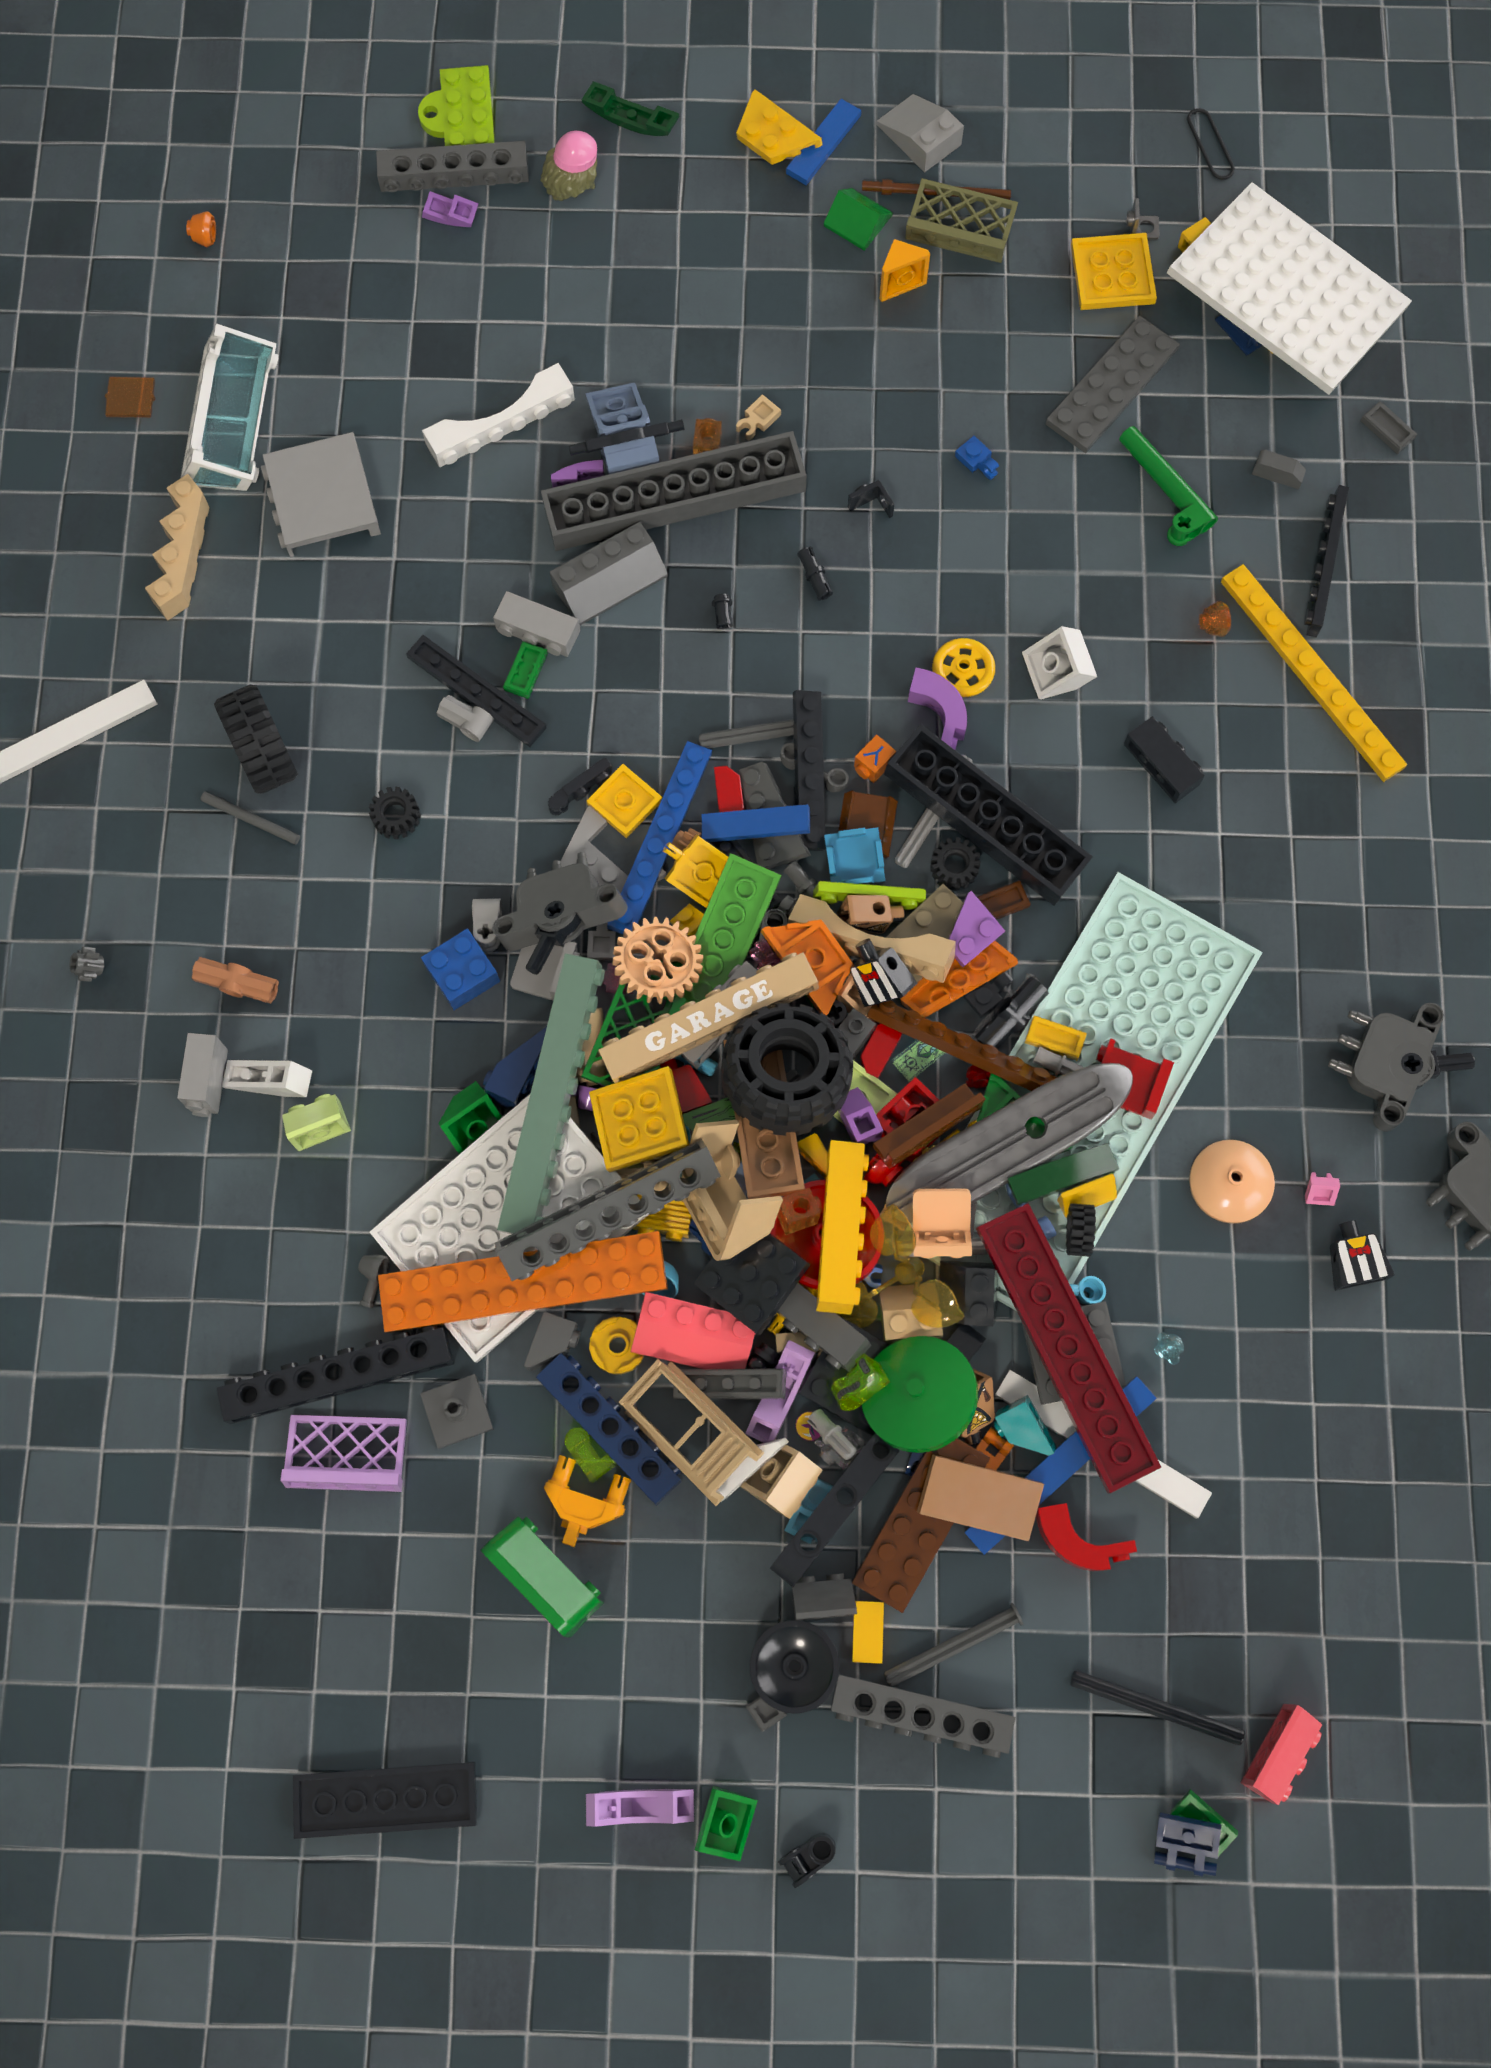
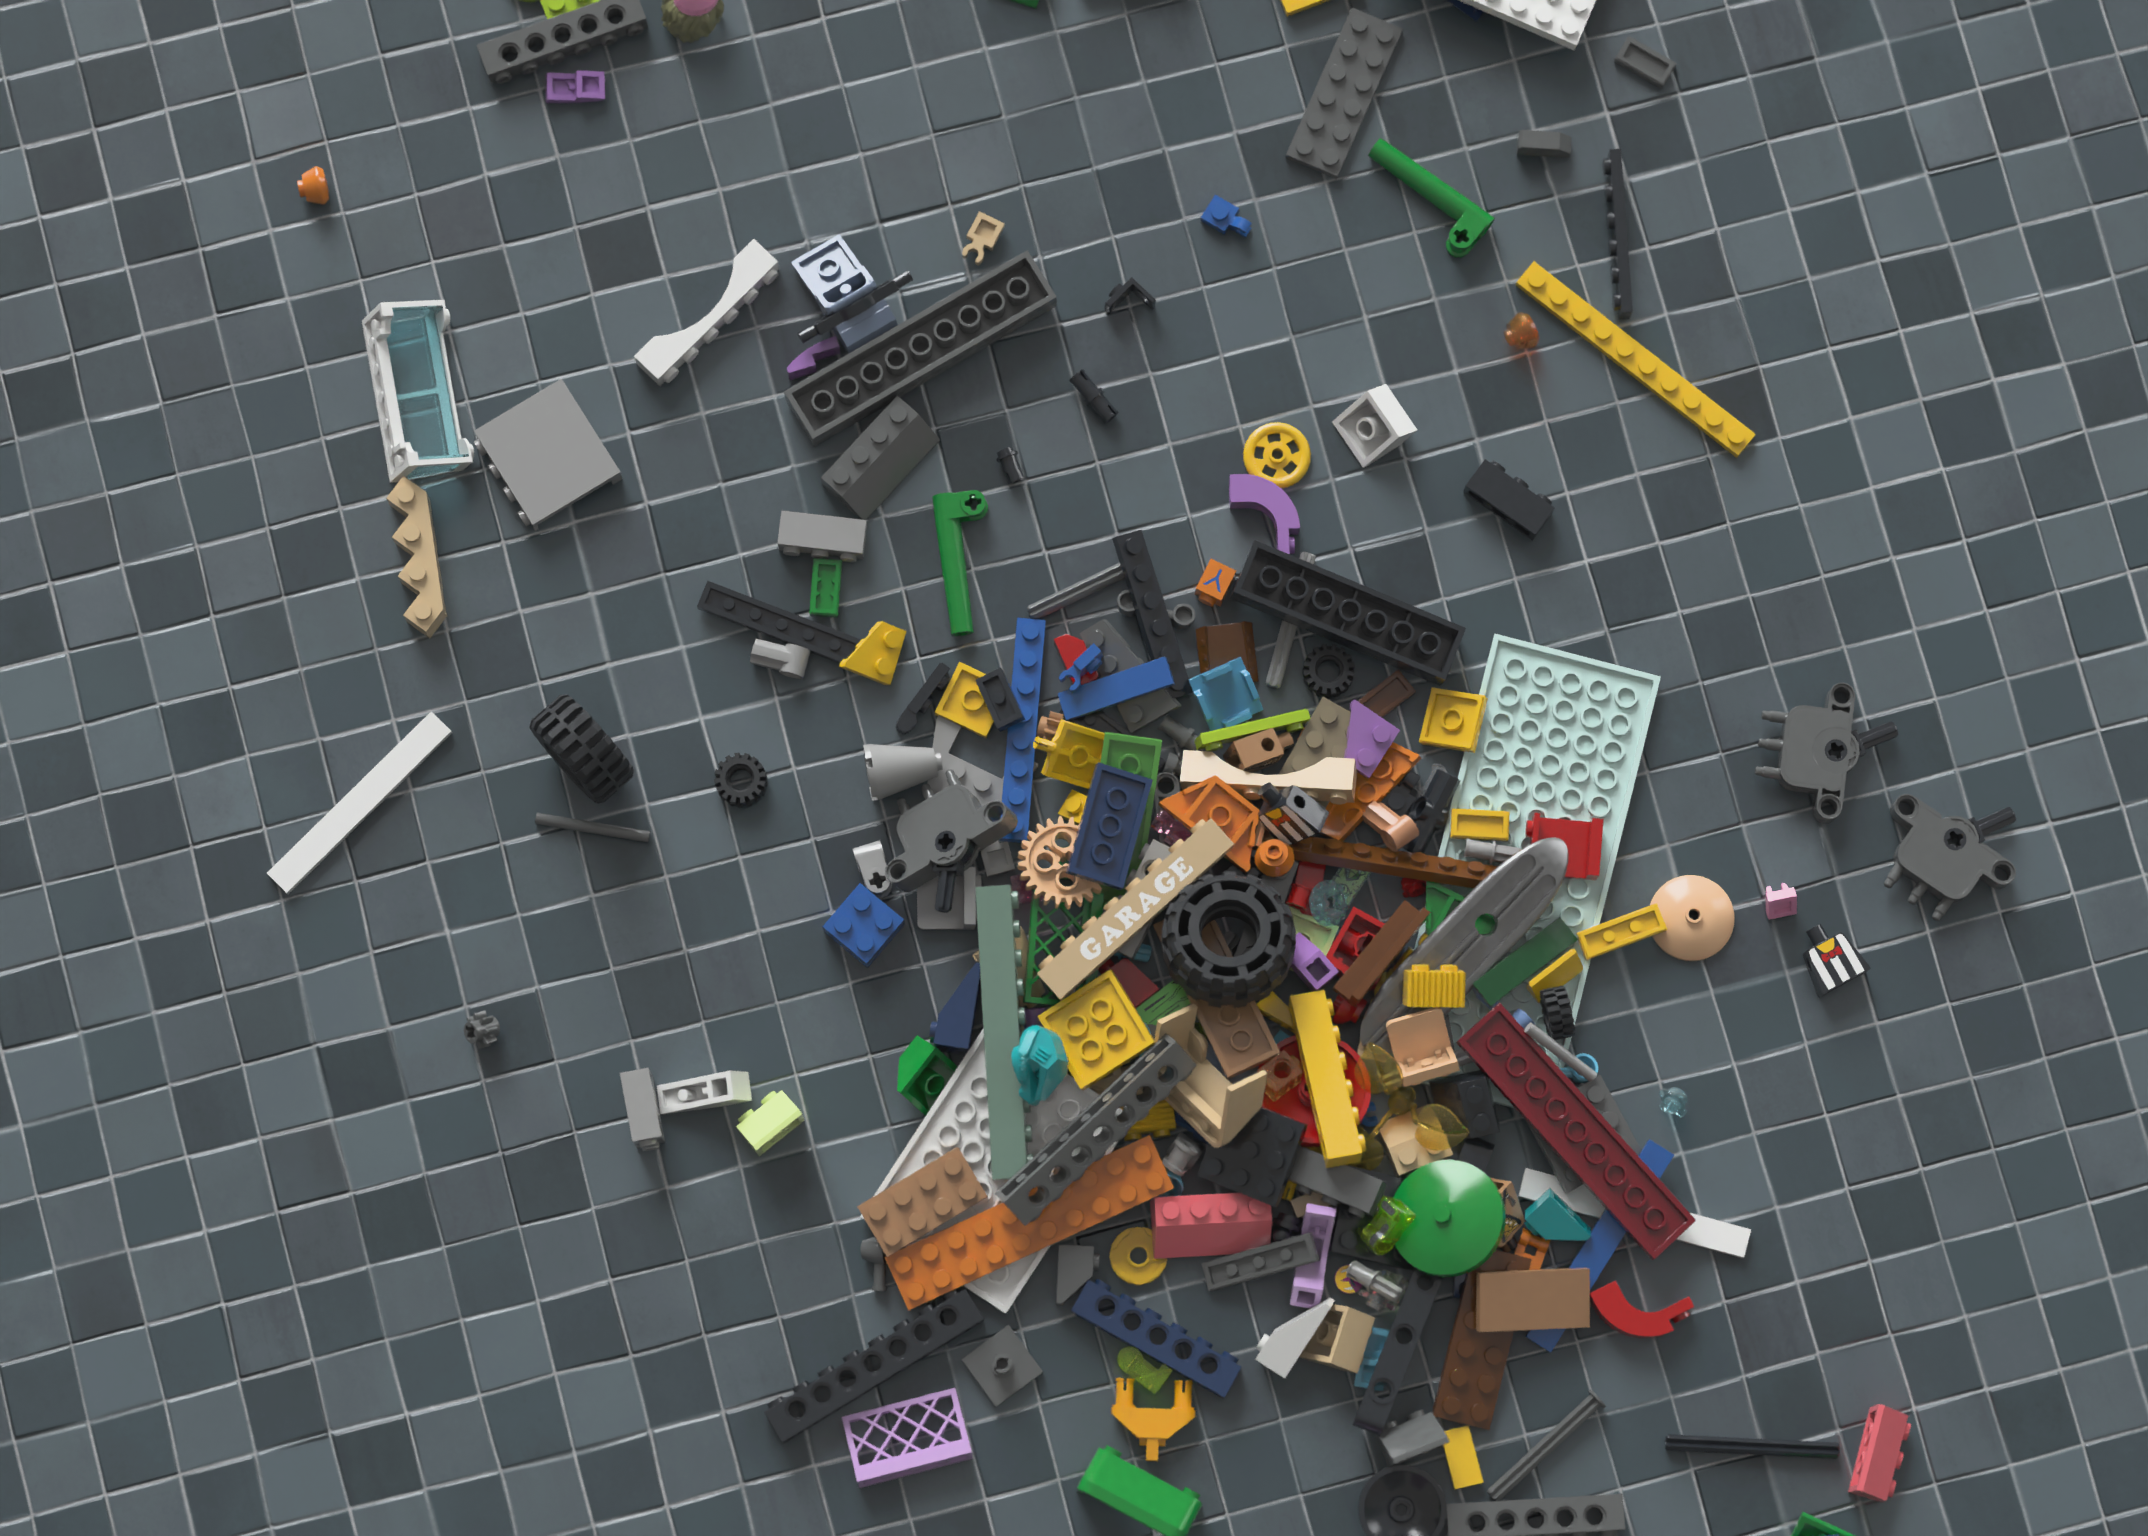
camera: 20 degrees left, 5 degrees up
(130, 397) = (301, 399): clear orange piece -> none
(235, 980) = (637, 1002): nougat piece -> none
(428, 1233) = (922, 1201): none -> medium nougat plate
(536, 838) = (898, 768): none -> light grey cone
(551, 737) = (877, 653): none -> yellow wing
(580, 1123) = (1041, 1053): none -> teal helmet
(647, 803) = (1000, 699): none -> black plate
(656, 635) = (949, 513): none -> green axle
(686, 1261) = (1182, 1154): none -> light grey piece
(707, 428) = (940, 289): clear orange brick -> none
(708, 936) = (1109, 826): none -> dark blue plate
(720, 1457) = (1276, 1335): tan piece -> none
(732, 793) = (1087, 662): none -> blue plate
(854, 1010) = (1274, 858): none -> orange cone
(867, 1054) = (1299, 896): none -> red axle
(884, 1067) = (1319, 903): none -> clear light blue gear
(903, 269) = (1088, 28): light orange slope -> none
(968, 1170) = (1434, 987): none -> yellow brick
(972, 1016) = (1394, 830): none -> nougat piece
(1057, 938) = (1453, 720): none -> yellow tile
(1073, 1267) = (1559, 1051): none -> light grey bar
(1162, 1173) = (1621, 931): none -> yellow tile

